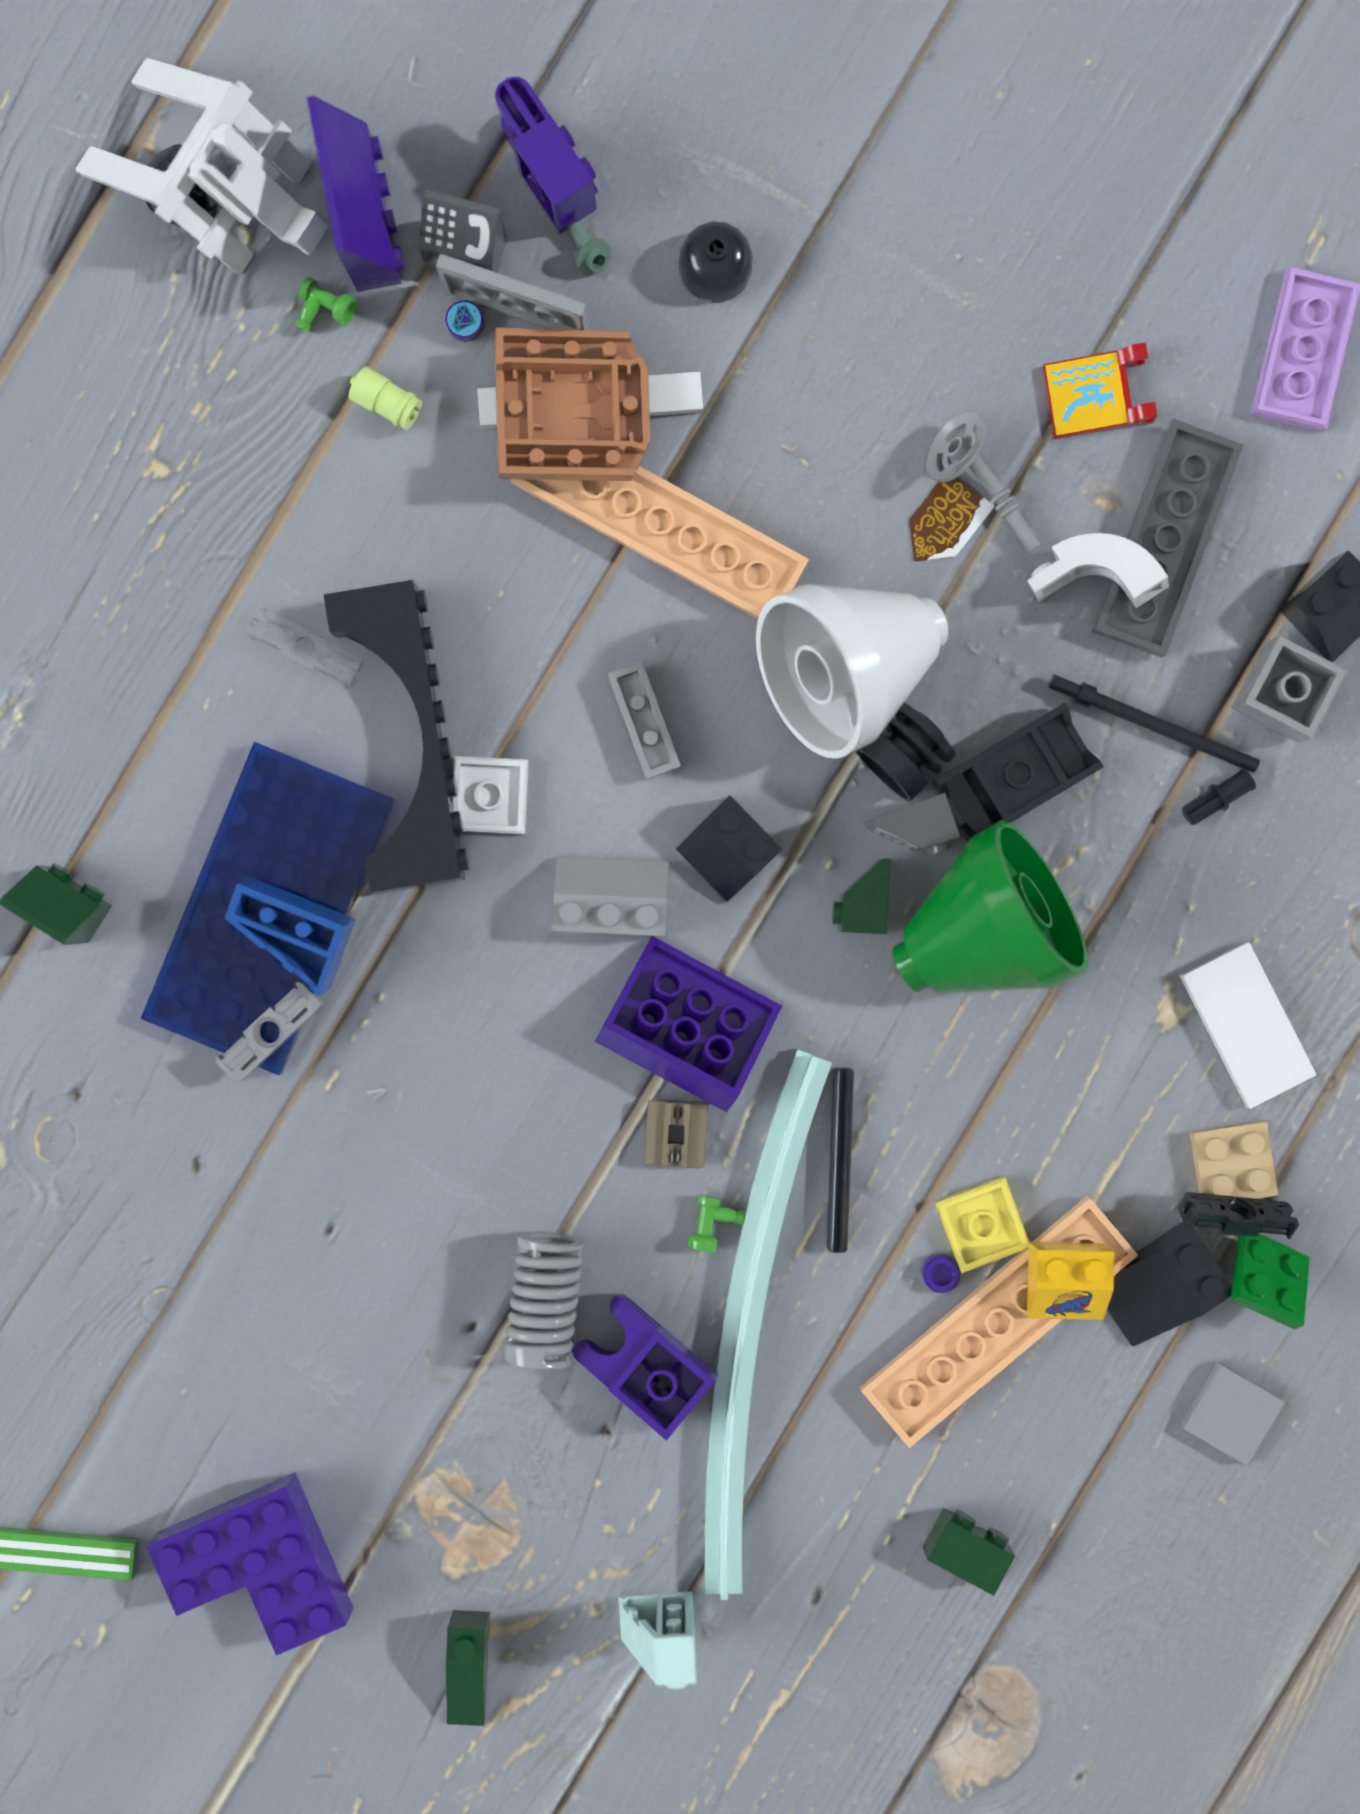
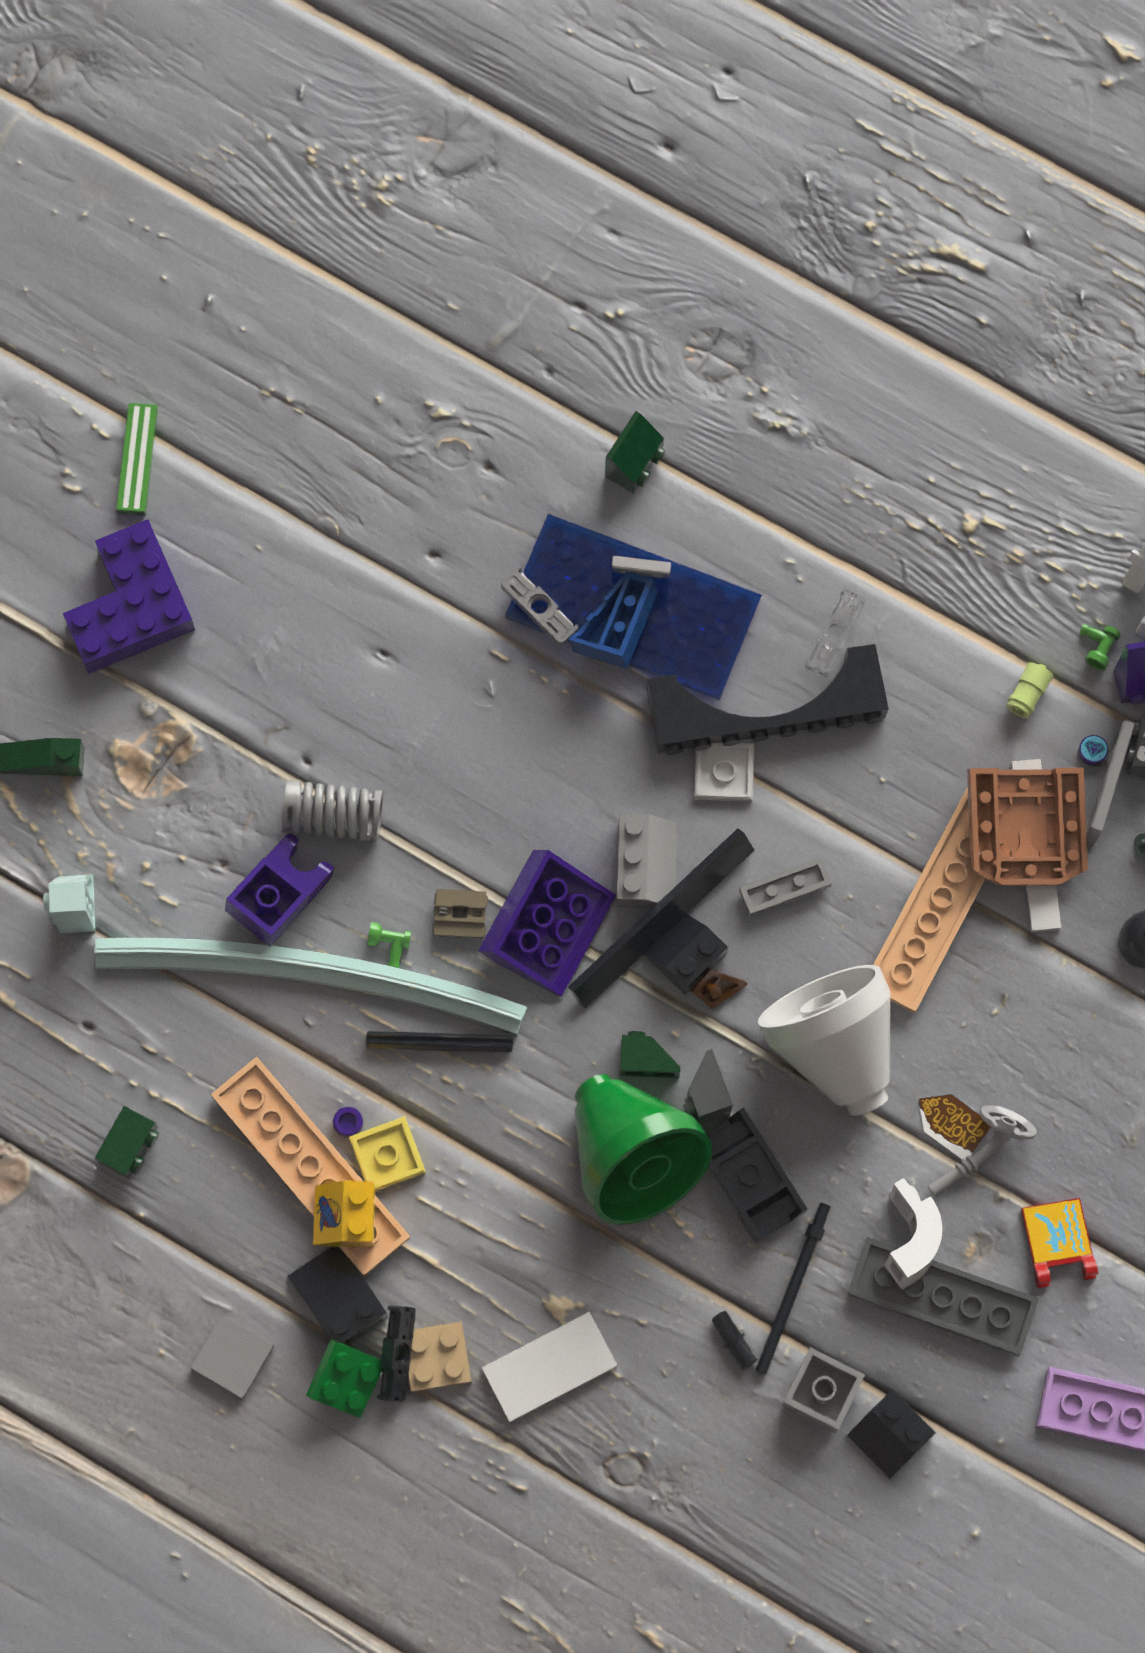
camera: 85 degrees right, 15 degrees down
(218, 899) = (641, 567): none -> white tile
(685, 878) = (661, 918): none -> black tile
(774, 810) = (716, 987): none -> reddish brown piece
(911, 744) = (765, 1083): black wheel -> none

